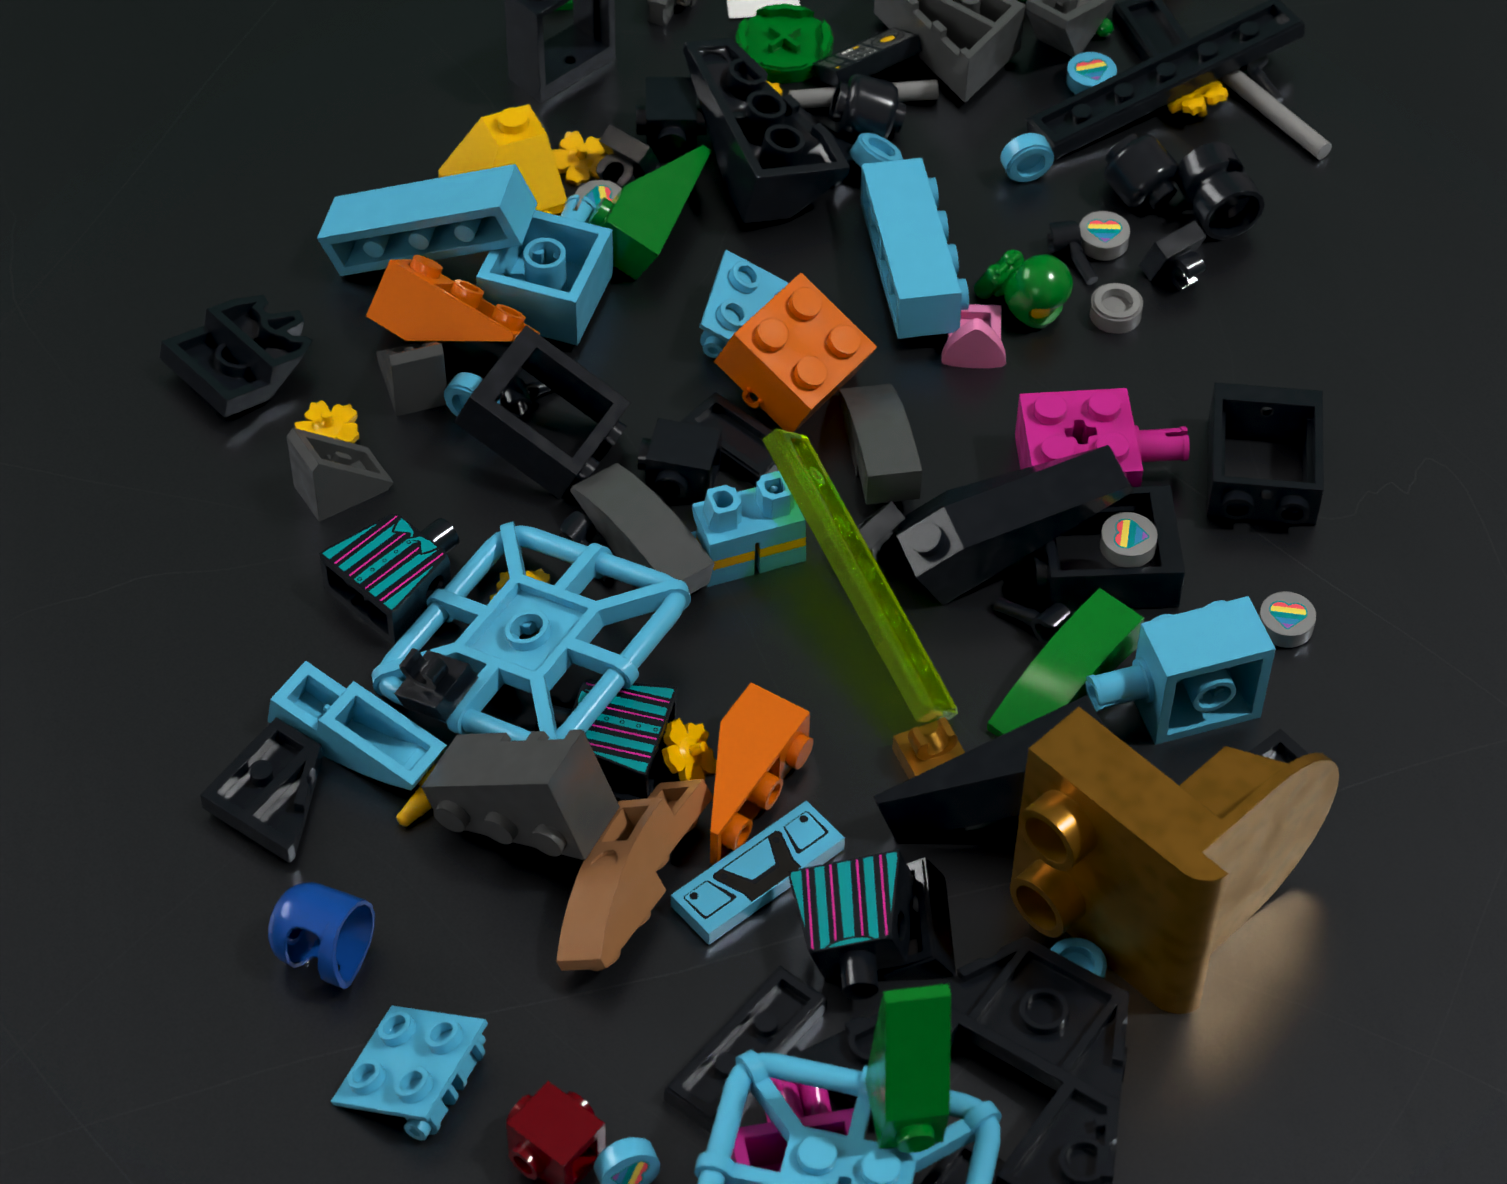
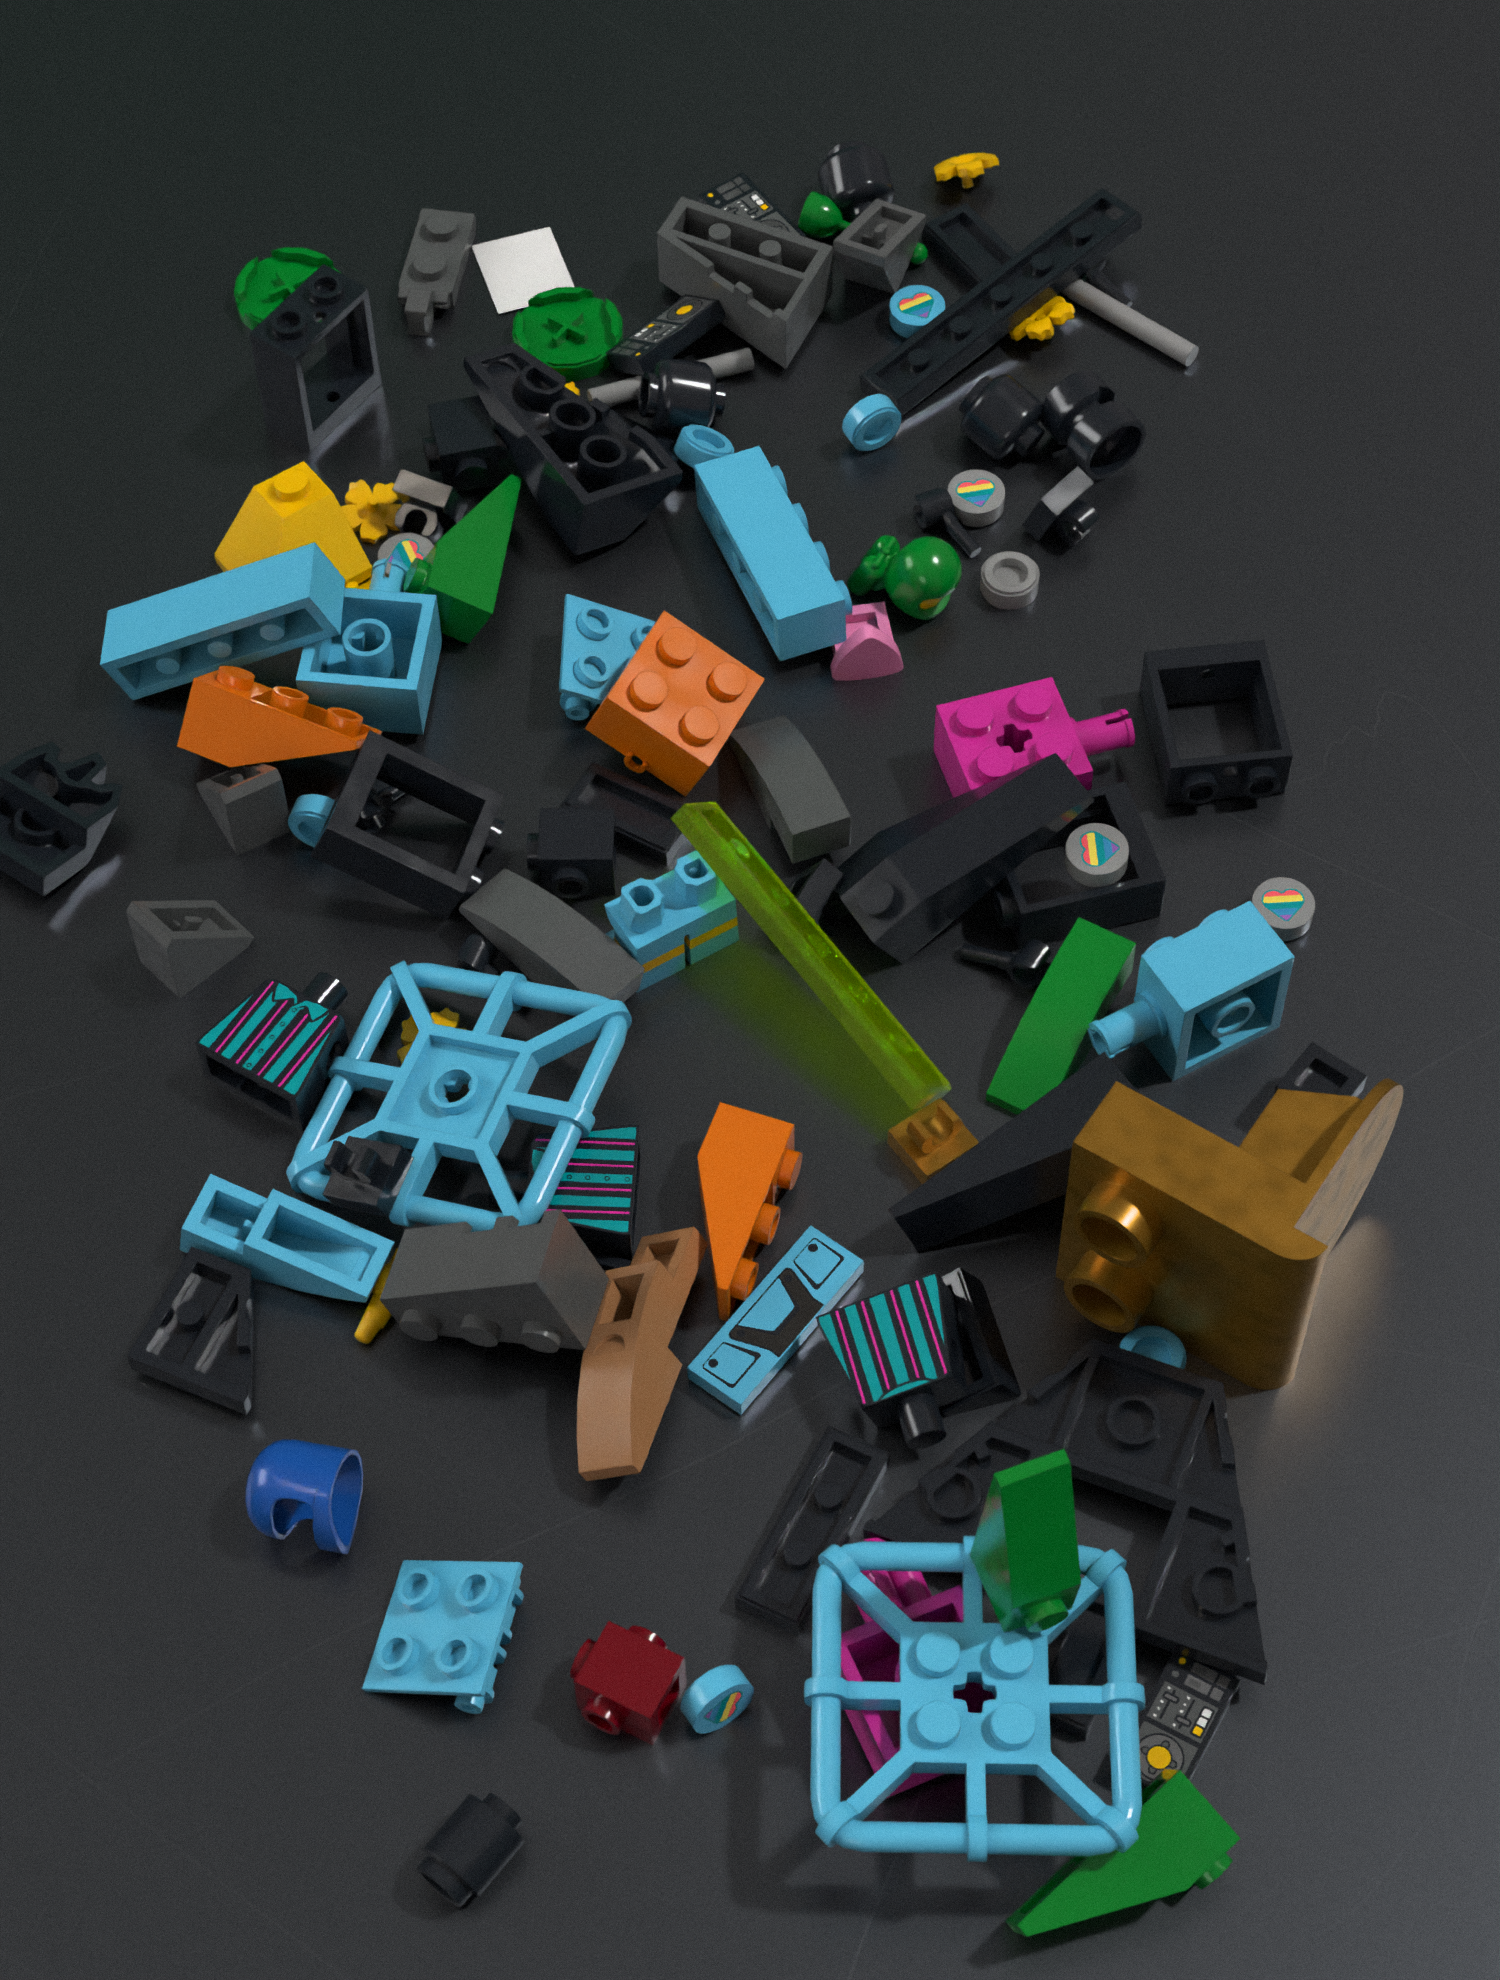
camera: 10 degrees left, 5 degrees up
(337, 423) = (163, 882): yellow plant -> none
(688, 751) = (665, 1195): yellow plant -> none

